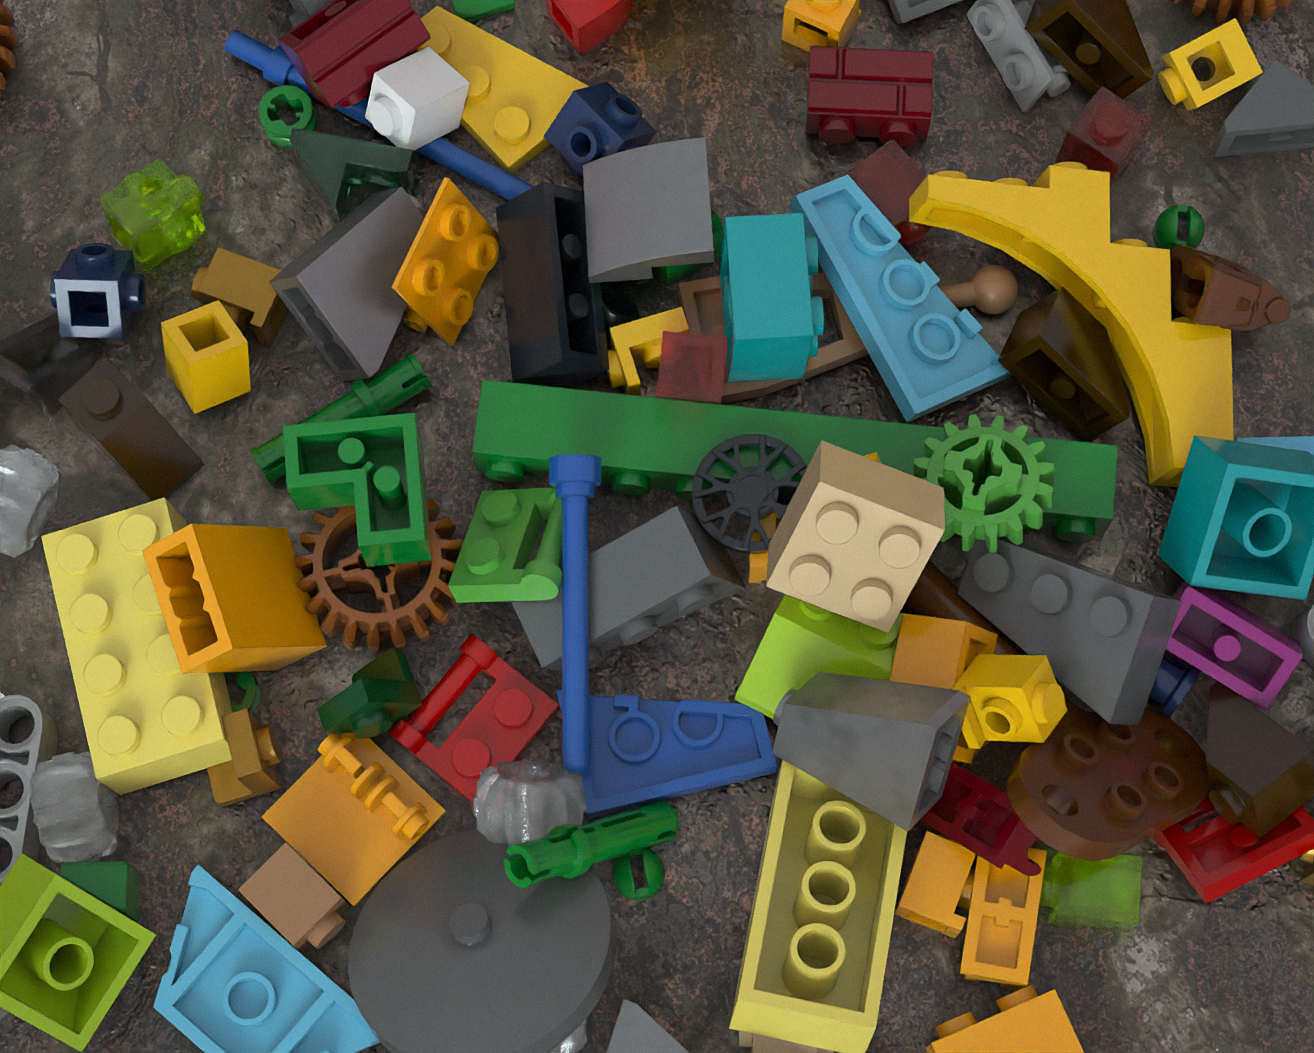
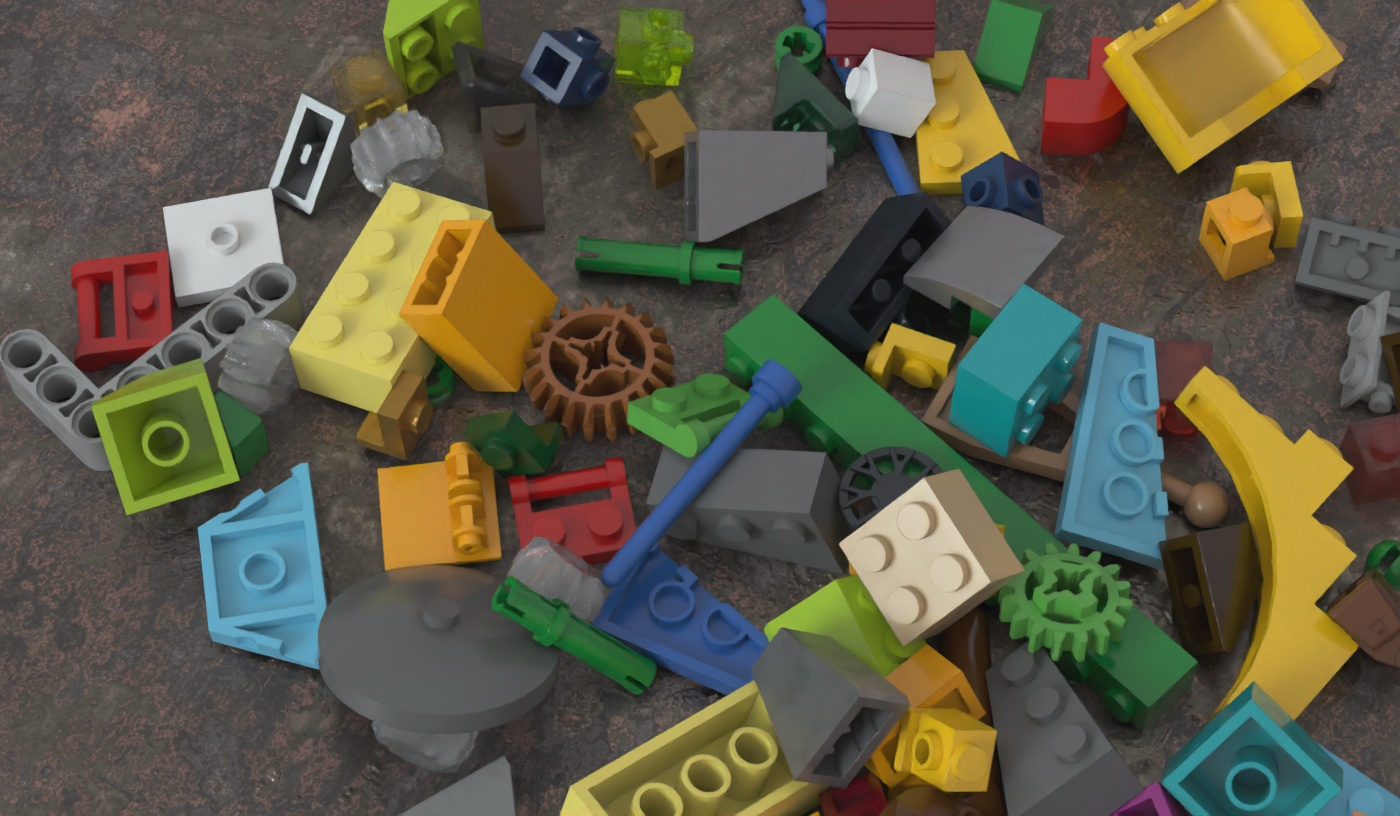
camera: 40 degrees right, 15 degrees down
(206, 356) = (602, 154): yellow brick -> none
(296, 900) = (350, 532): medium nougat brick -> none
(366, 465) = (637, 289): green brick -> none
(446, 264) = (815, 206): light orange hinge -> none
(653, 871) = (605, 703): green hinge -> none
(691, 367) = (920, 379): clear red brick -> none
(869, 94) = (1226, 308): dark red brick -> none

